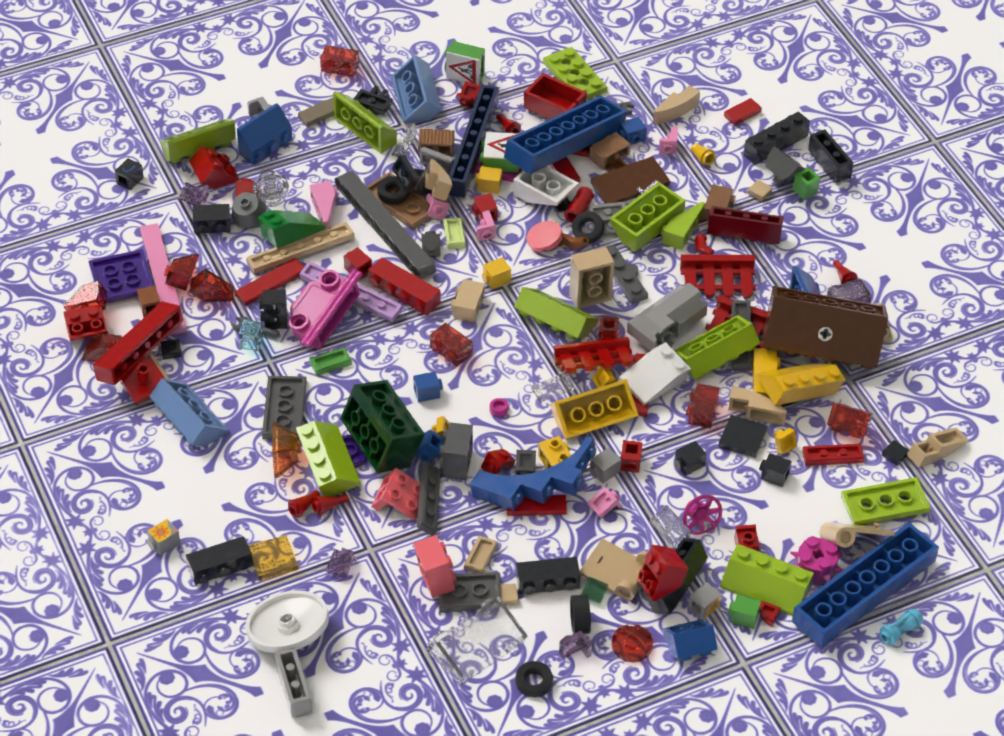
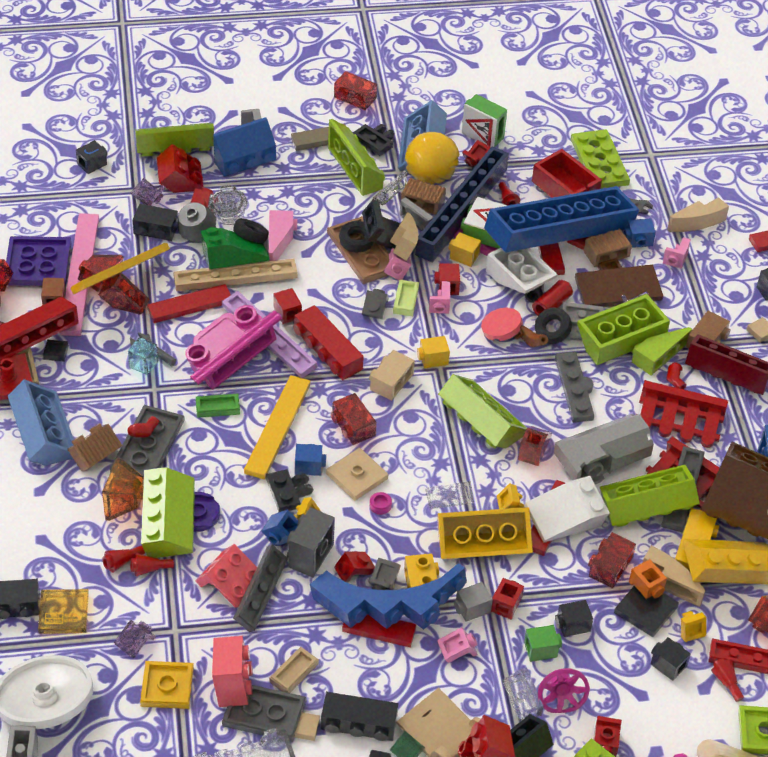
camera: 15 degrees right, 0 degrees up
(202, 264) = (121, 267): none -> yellow tile
(242, 420) = (94, 447): none -> medium nougat brick
(274, 309) = (177, 332): black brick -> none
(277, 396) = (143, 430): none -> red arm
(299, 206) = (250, 230): none -> black tyre
(382, 426) = (236, 492): dark green brick -> none
(382, 592) = (167, 684): none -> yellow tile
(385, 225) = (335, 273): dark grey beam -> none
(390, 352) = (277, 427): none -> yellow tile
(418, 414) = (284, 491): none -> black hinge
(432, 106) = (432, 157): none -> yellow piece
(470, 389) = (357, 474): none -> tan plate
(591, 277) = (532, 382): tan brick -> none
(593, 354) = (506, 469): red fence -> none
(671, 483) = (542, 643): none -> bright green brick
(703, 154) = (711, 276): yellow cone -> none
(739, 412) = (648, 579): none -> orange brick
(821, 469) = (725, 672): none -> red cone

